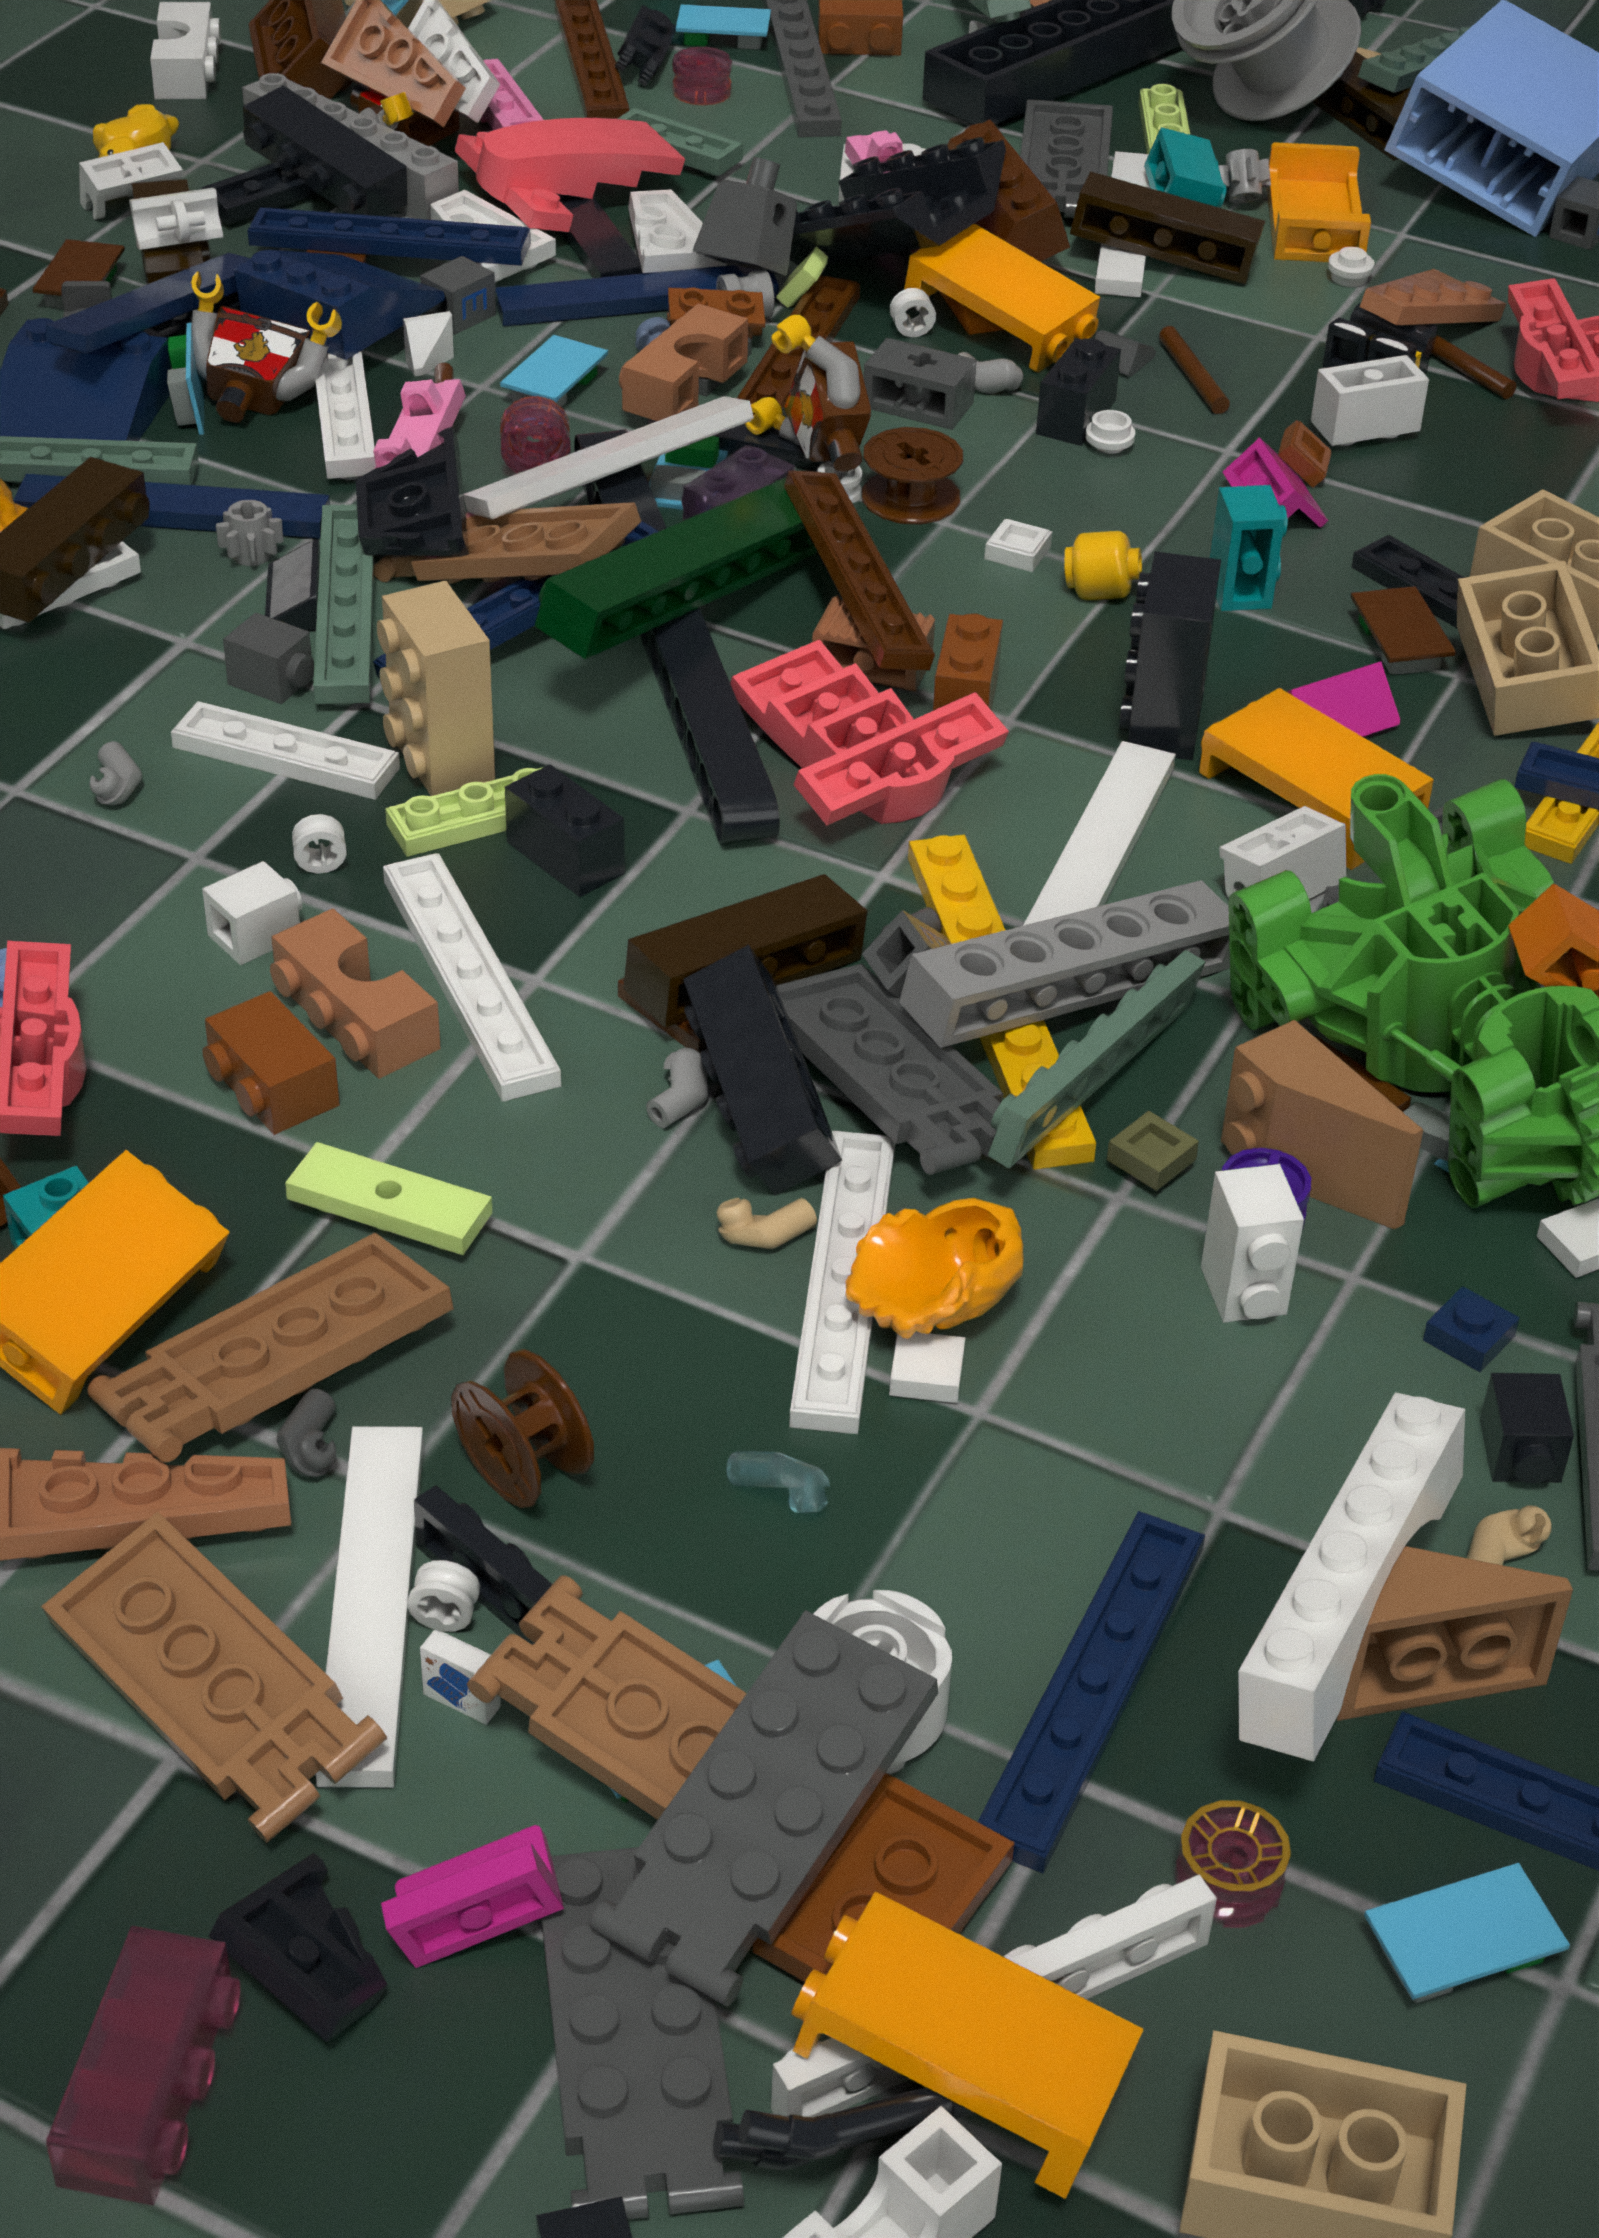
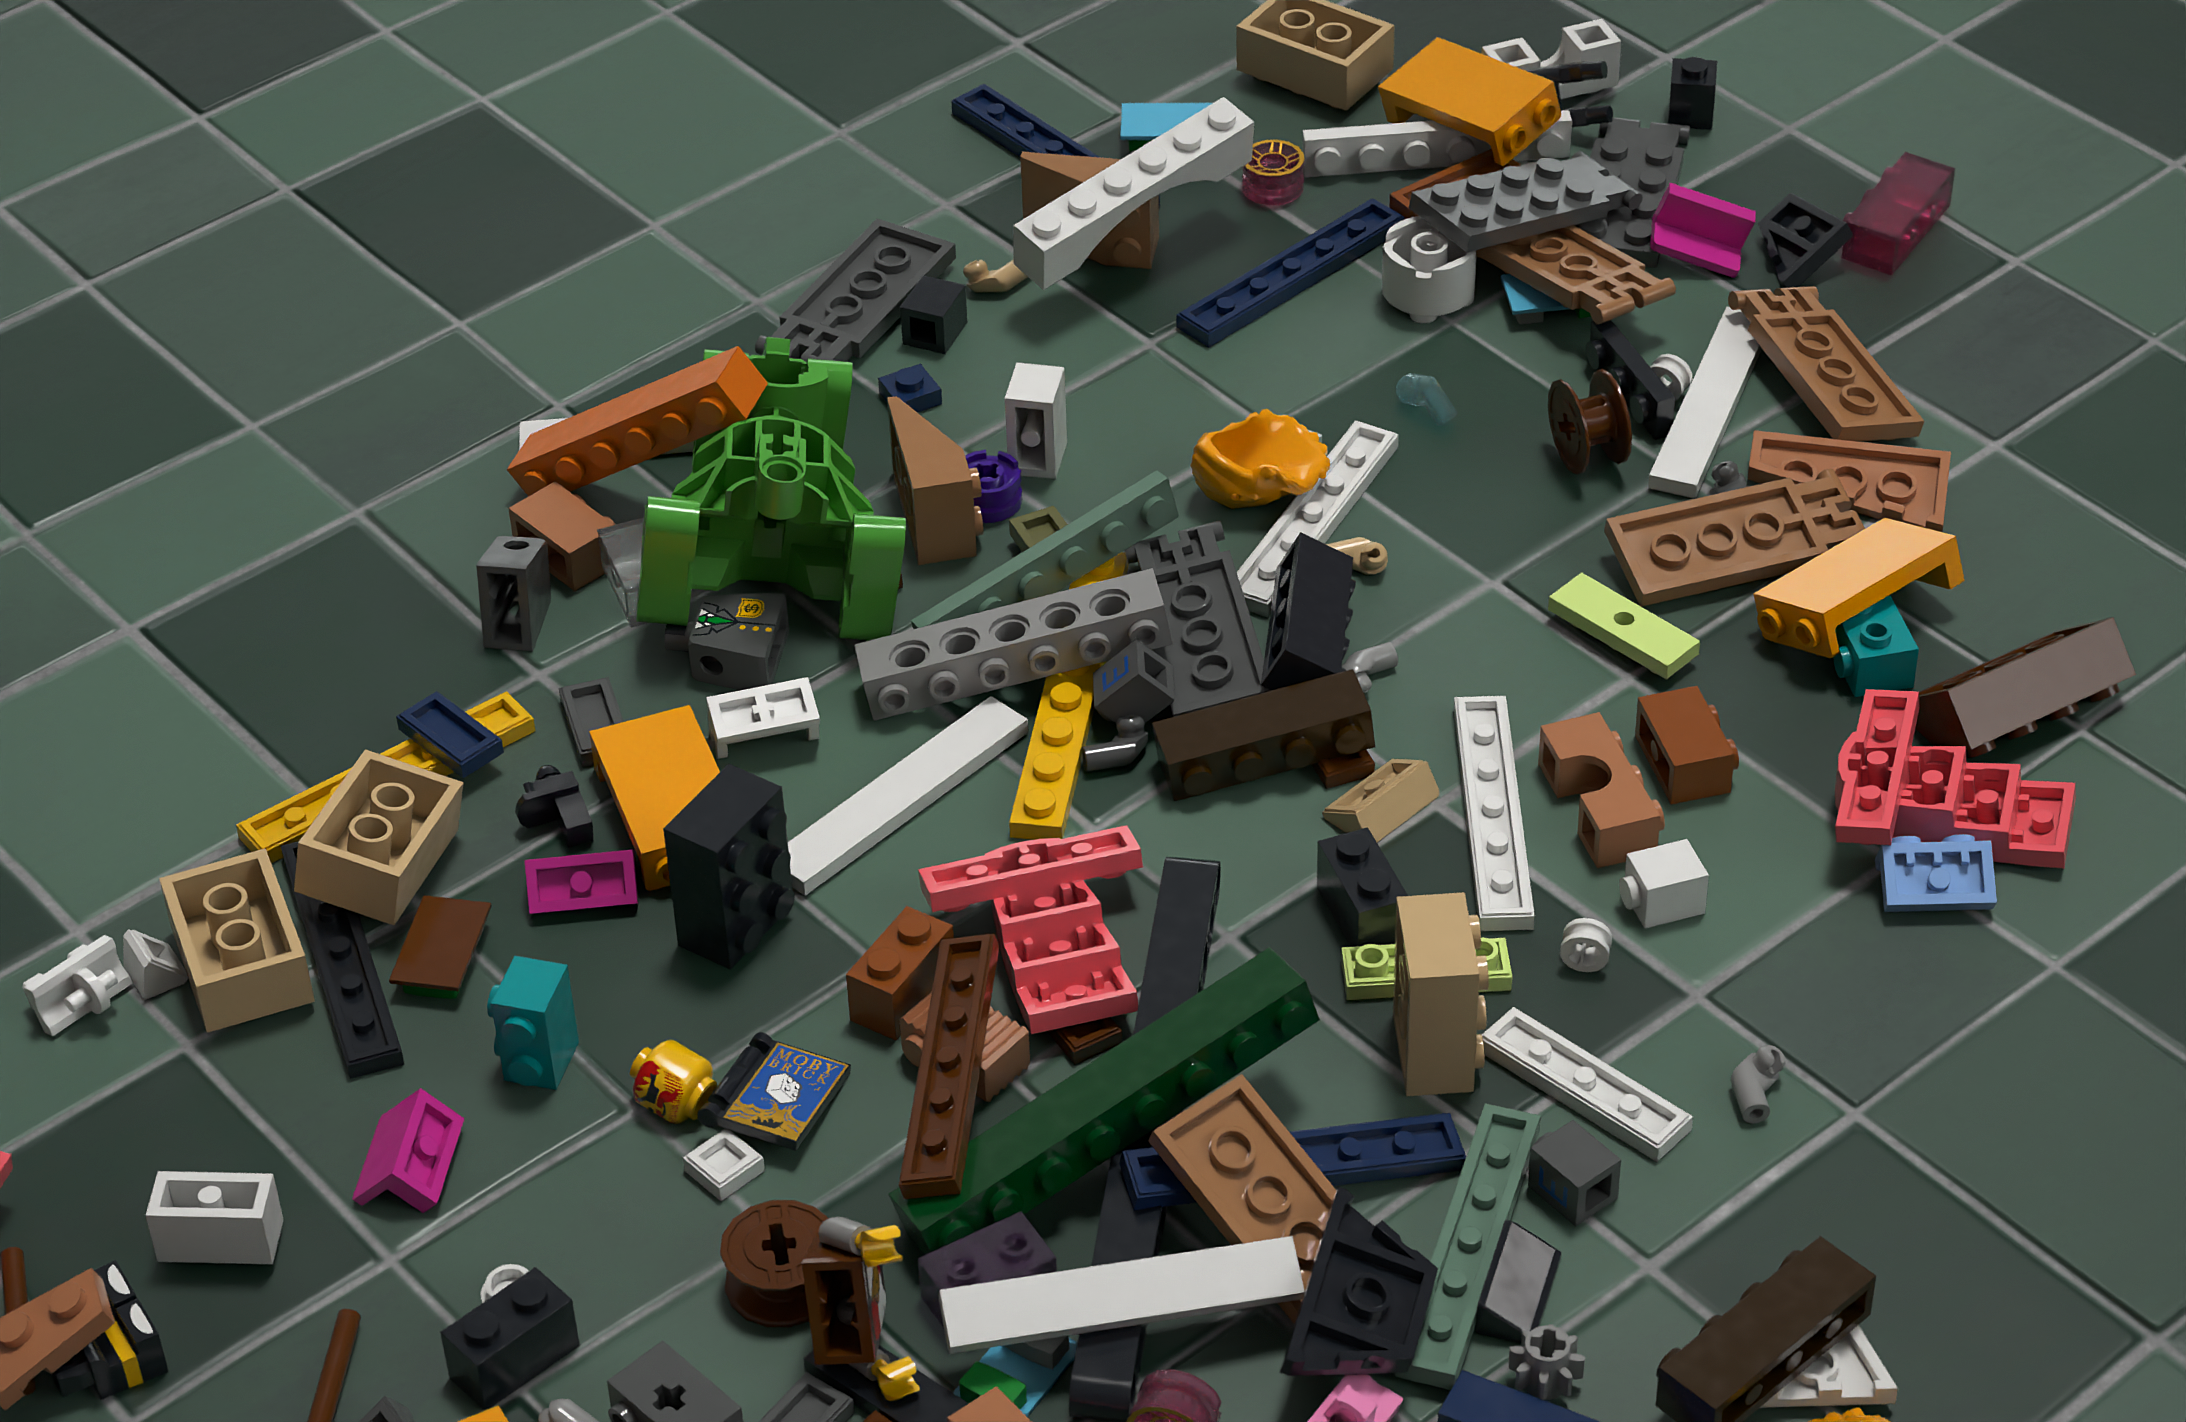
camera: 155 degrees left, 0 degrees up
(447, 1668) = (1672, 332): white tile -> none
(594, 959) = (1384, 798): none -> tan slope
(1016, 584) = (774, 1092): none -> piece
(1305, 453) = (335, 1190): dark orange tile -> none
(1422, 748) = (556, 798): none -> black piece

